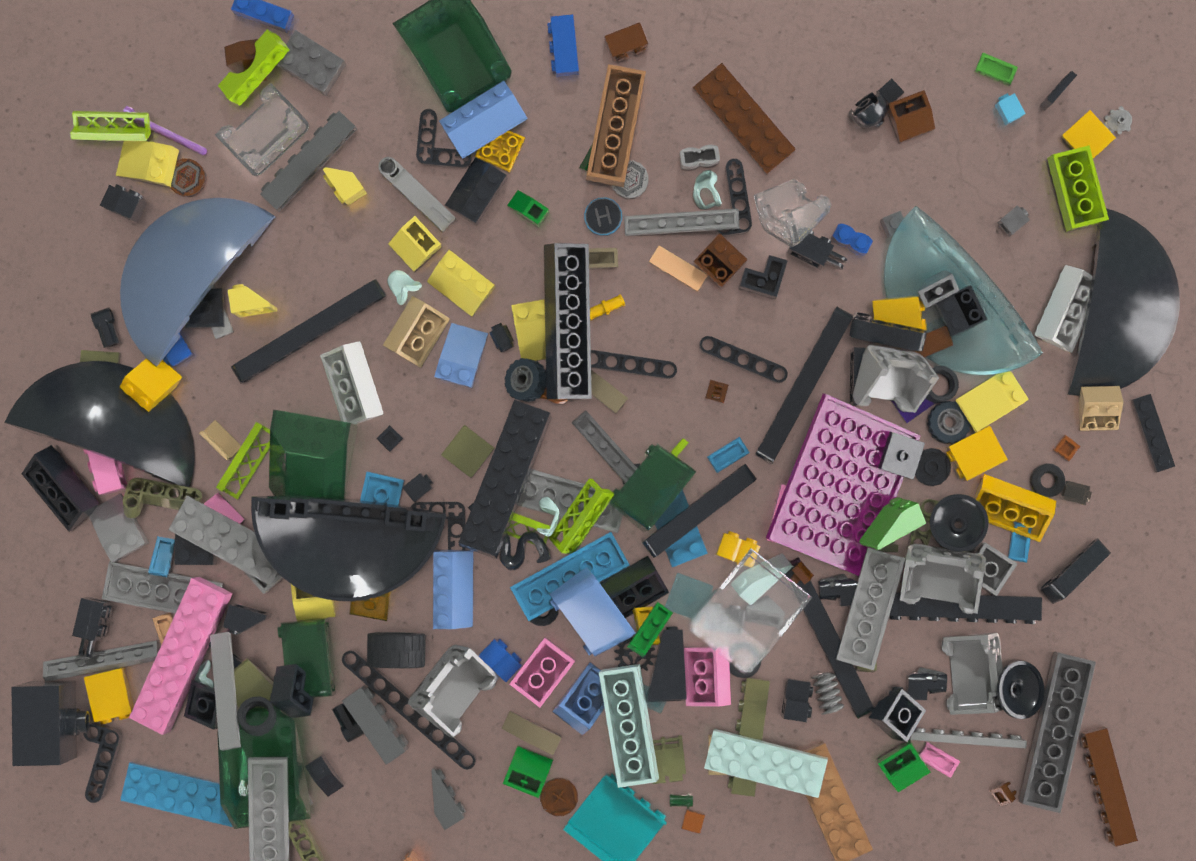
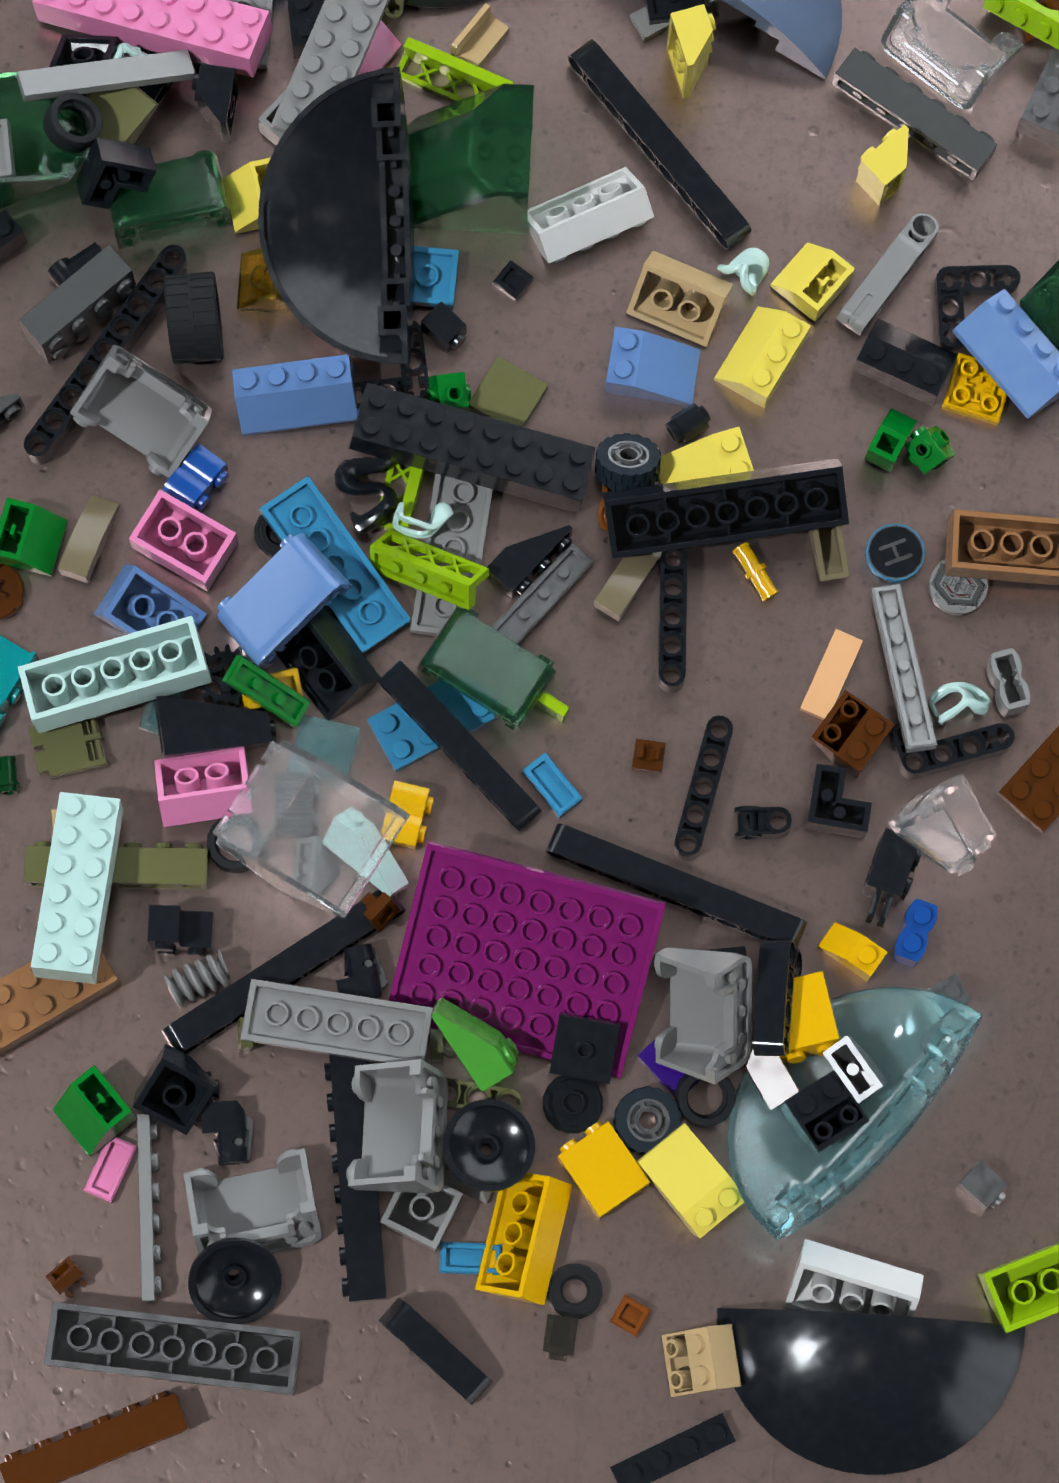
camera: 80 degrees right, 10 degrees down
(463, 489) = (449, 390): none -> green brick
(539, 184) = (929, 448): none -> green brick
(582, 458) = (522, 560): none -> black slope
(769, 327) = (759, 822): none -> black piece
(857, 280) = (852, 950): none -> yellow slope

